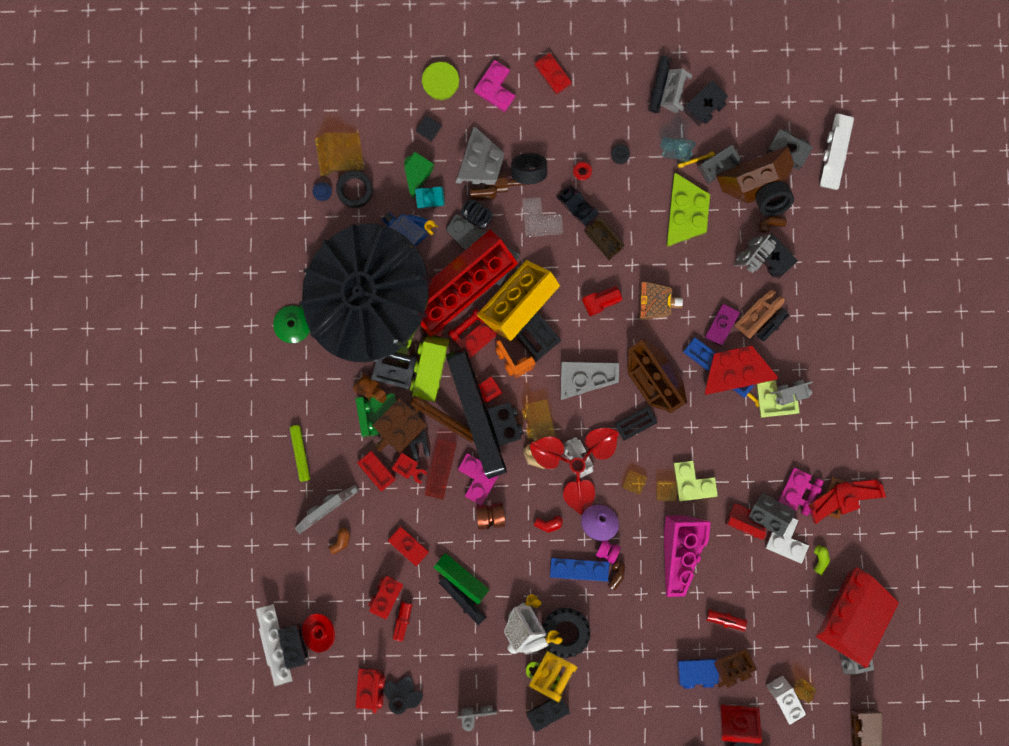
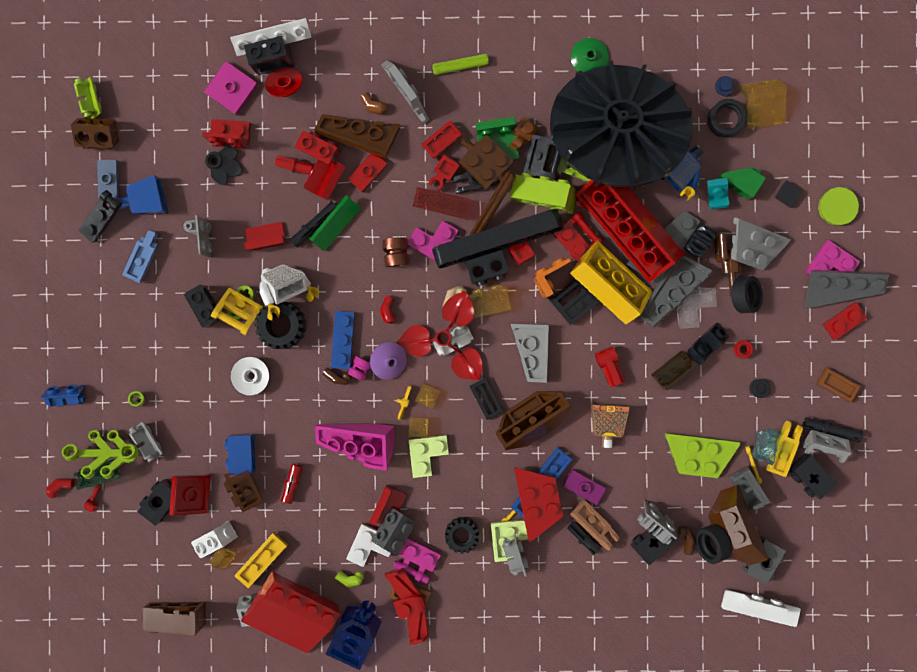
camera: 85 degrees right, 5 degrees up
(323, 688) = (231, 88): none -> dark pink plate
(372, 549) = (366, 136): none -> reddish brown wing
(416, 590) = (323, 178): none -> red panel
(475, 651) = (265, 236): none -> red panel
(519, 80) = (838, 286): none -> dark grey wing
(524, 239) = (673, 289): none -> dark grey wing
(615, 79) = (838, 385): none -> dark orange tile
(628, 666) = (240, 376): none -> white dish
(642, 506) = (404, 403): none -> yellow piece
(680, 129) = (785, 449): none -> yellow hinge
(782, 438) = (462, 546): none -> black tyre
(805, 650) = (261, 560): none -> yellow plate
(878, 553) = (355, 635): none -> clear blue plate

